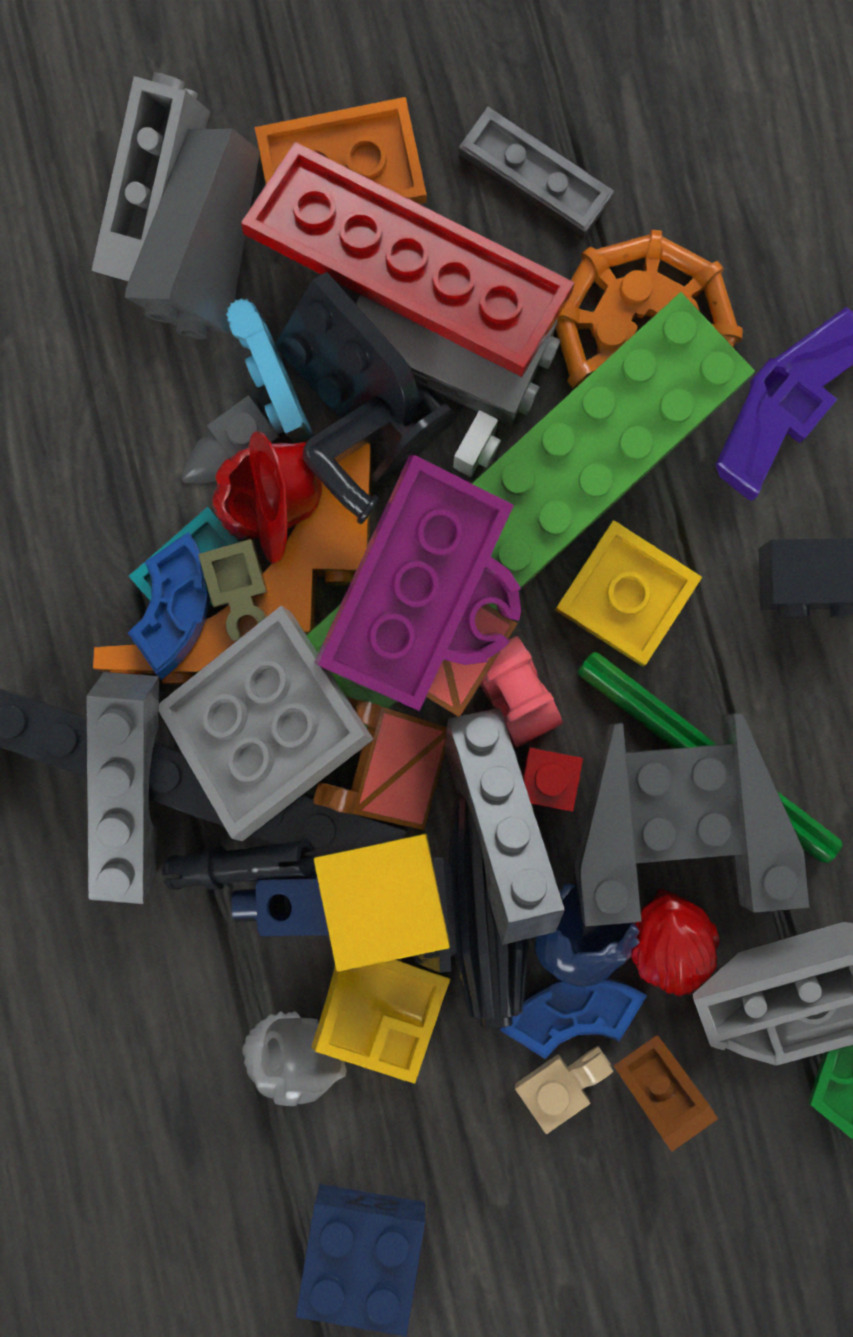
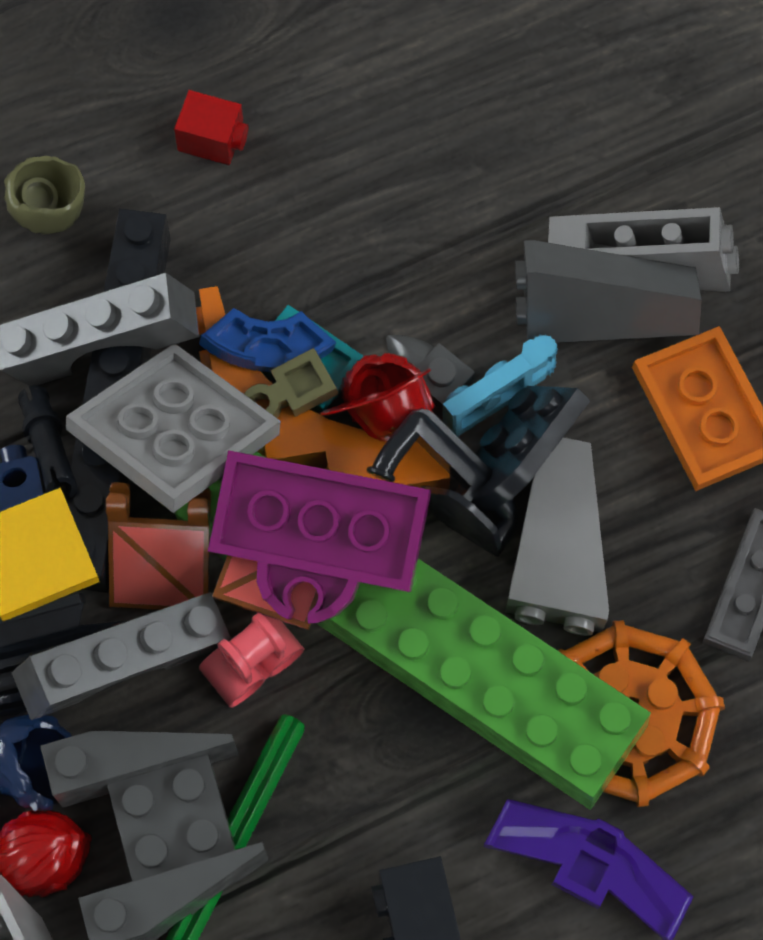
camera: 75 degrees right, 15 degrees down
(408, 258) = (625, 475): plate -> none
(478, 444) = (476, 576): white plate -> none
(551, 778) = (174, 701): red brick -> none
(628, 593) = (366, 744): yellow plate -> none

